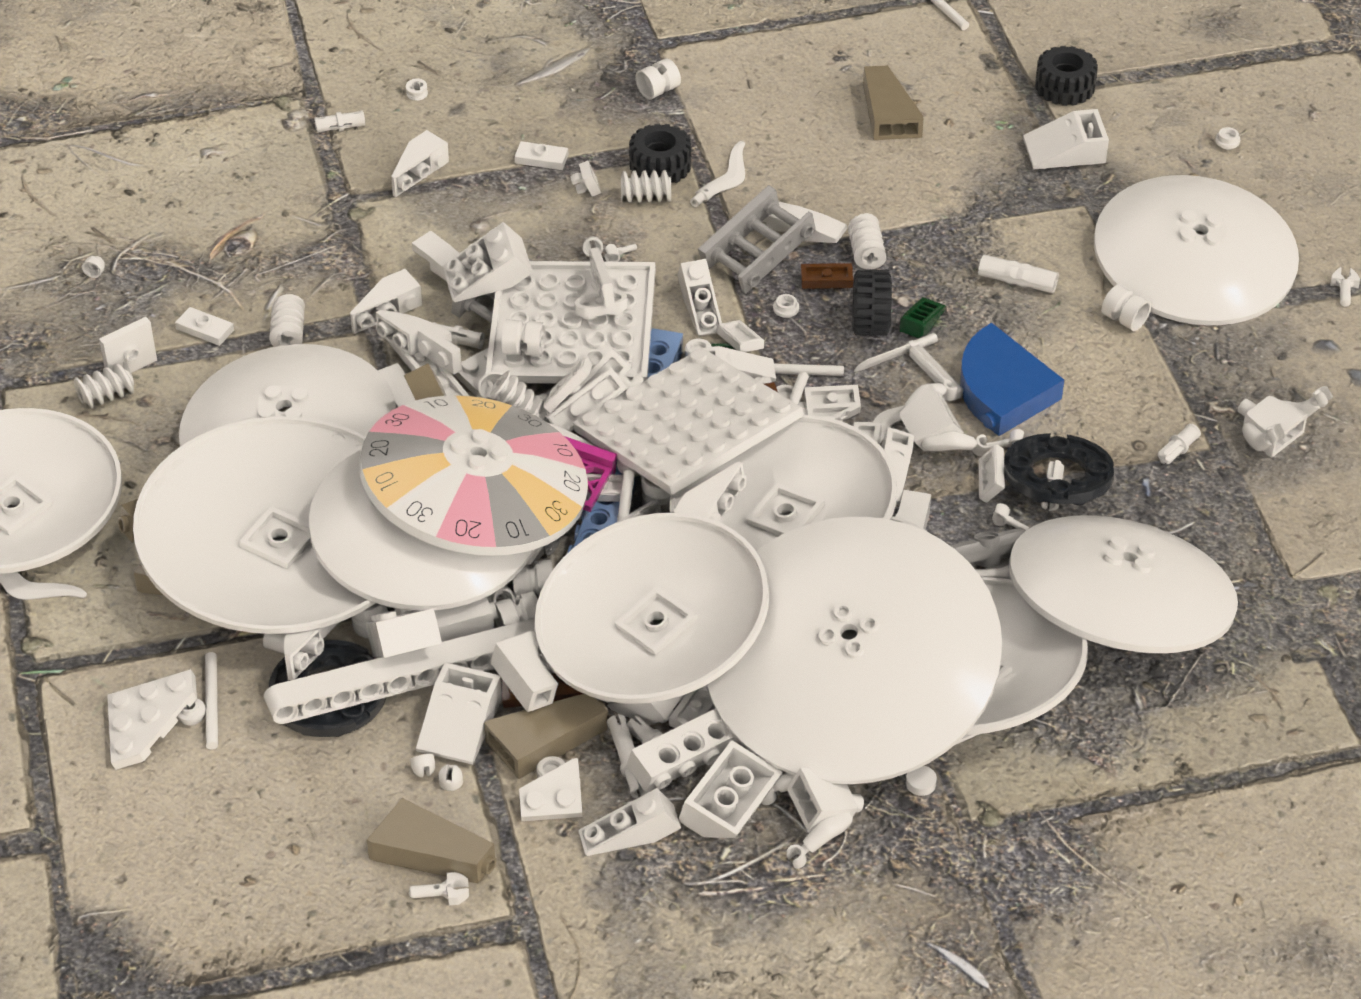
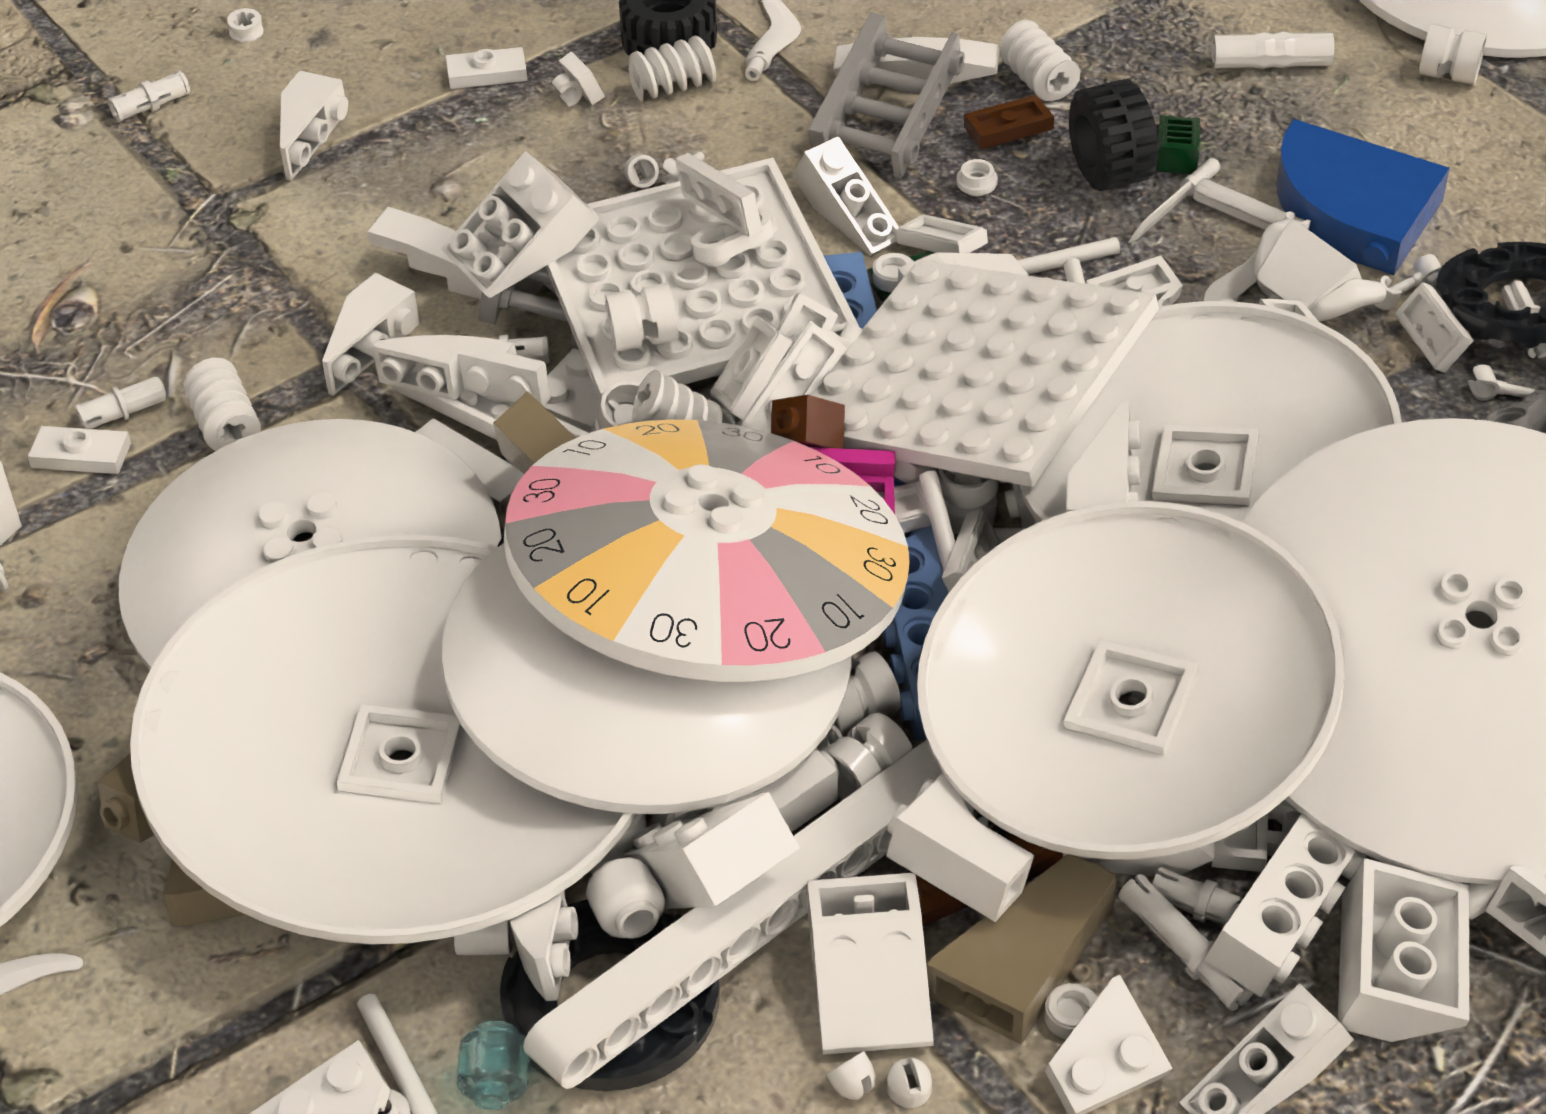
camera: 20 degrees left, 0 degrees up
(237, 305) = (120, 403): none -> white axle
(249, 703) = (492, 1065): none -> clear light blue head
(352, 643) = (625, 898): none -> white head
(576, 424) = (809, 421): none -> reddish brown brick

